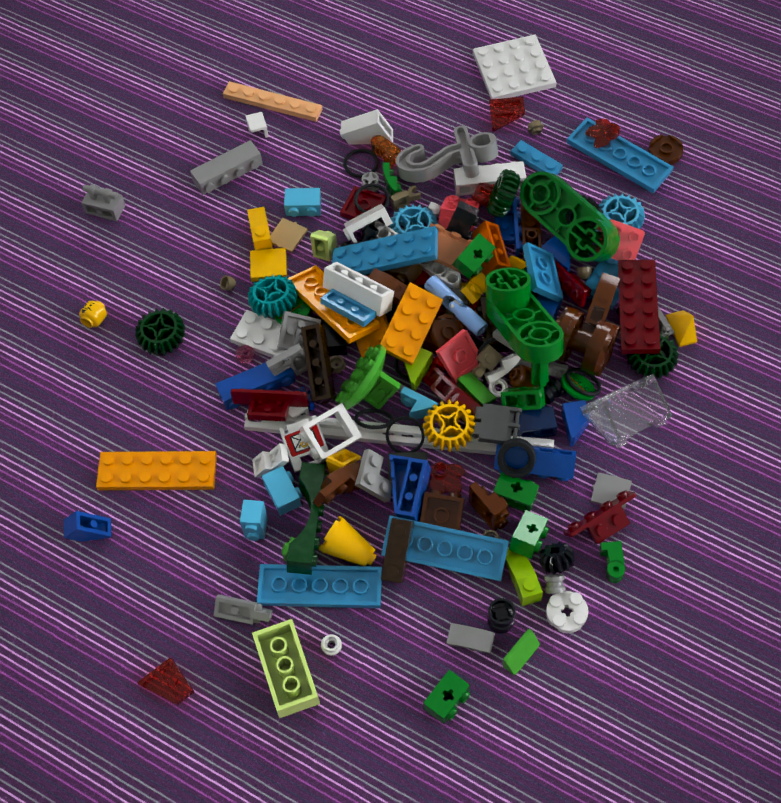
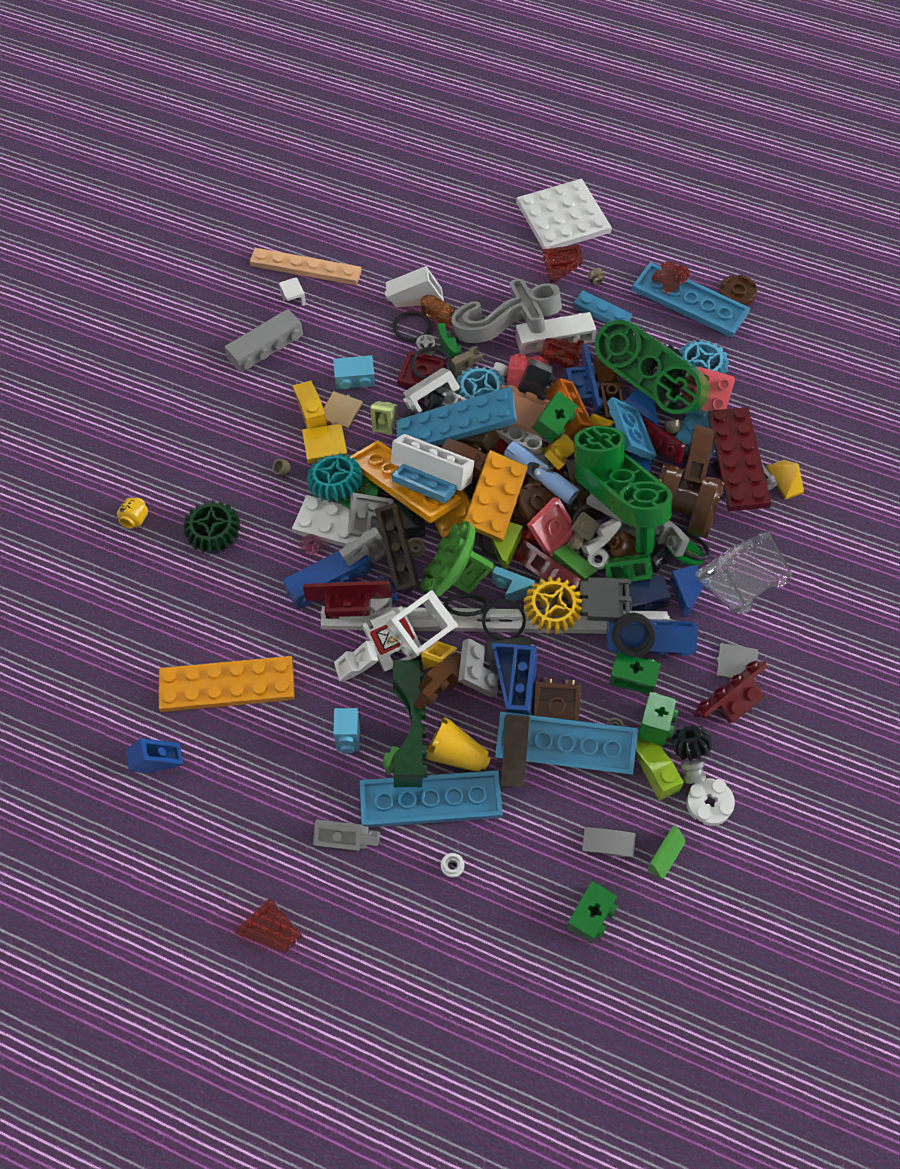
camera: 10 degrees left, 0 degrees up
(102, 202) = (129, 388): light grey brick -> none
(281, 490) = (373, 693): medium azure brick -> none
(285, 668) = (406, 898): yellowish green brick -> none
(449, 479) = (559, 664): clear red plate -> none
(489, 507) = (612, 694): reddish brown plate -> none
(501, 615) = (640, 813): black wheel -> none
(503, 193) = (576, 347): dark green gear -> none
(562, 369) = (672, 537): none -> light grey slope
(614, 560) = (754, 739): green leg -> none
(658, 363) = (766, 519): dark green gear -> none

